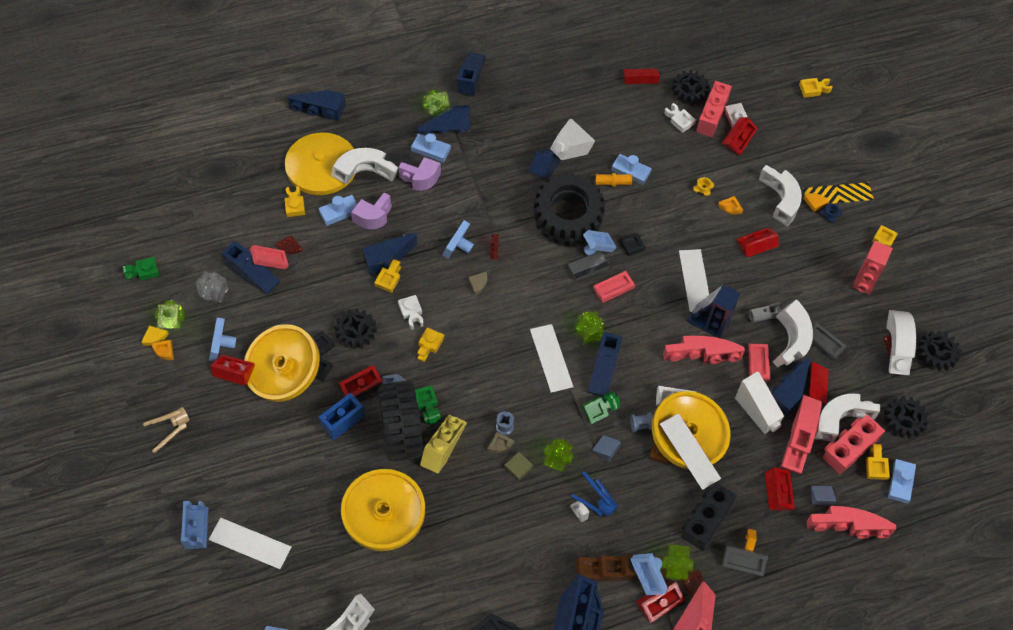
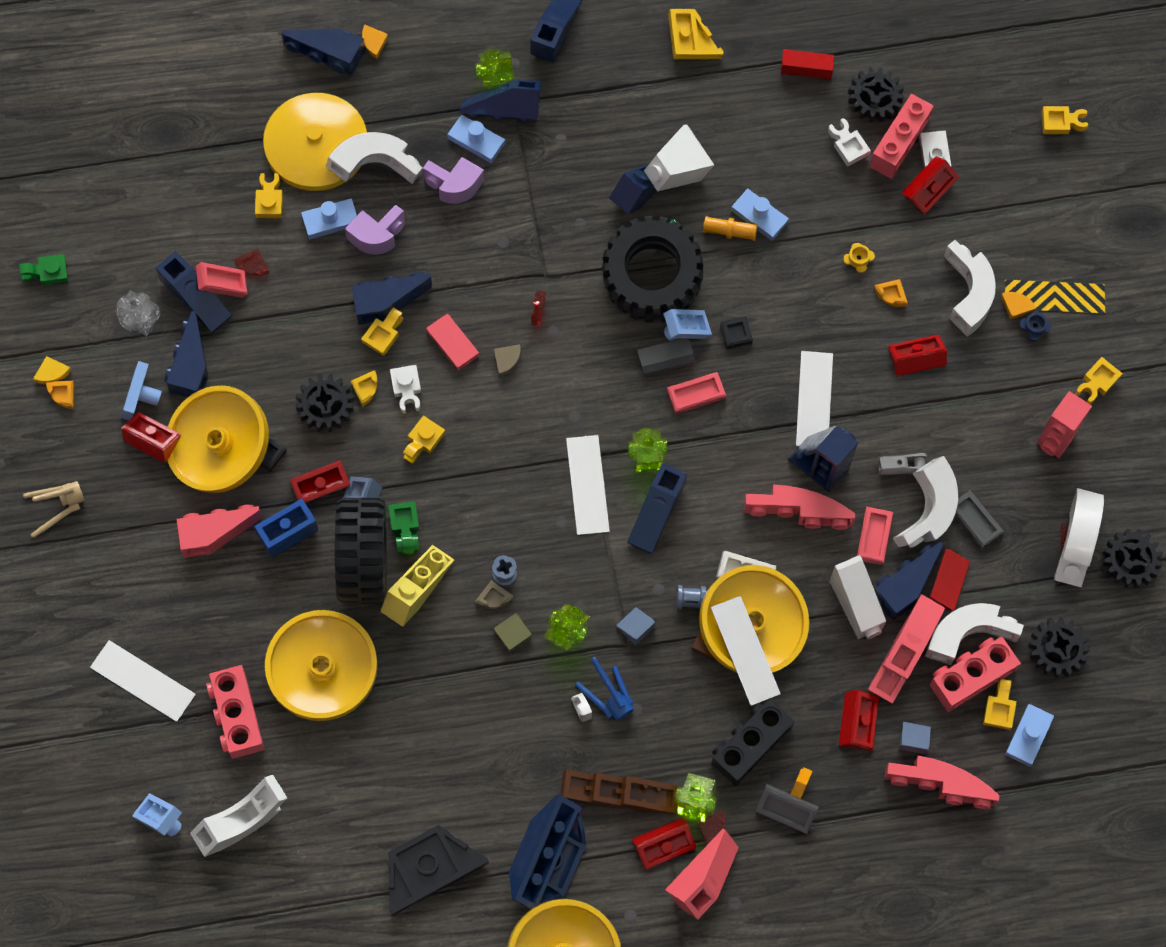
camera: 10 degrees right, 10 degrees up
(166, 320) = (78, 354): clear neon green brick -> none
(194, 525) = (74, 646): medium blue hinge -> none
(254, 317) = (189, 367): none -> dark blue slope
(285, 428) = (209, 532): none -> coral slope
(324, 343) = (277, 417): black tile -> none
(331, 562) = (245, 722): none -> coral brick
(351, 97) = (374, 40): none -> light orange tile
(382, 315) = (365, 387): none -> yellow tile
(438, 277) = (452, 342): none -> coral tile
(459, 241) = (490, 293): light blue tile -> none
(561, 68) = (690, 37): none -> yellow wing
(597, 408) = (633, 569): green plate -> none
(649, 573) = (652, 806): light blue tile -> none

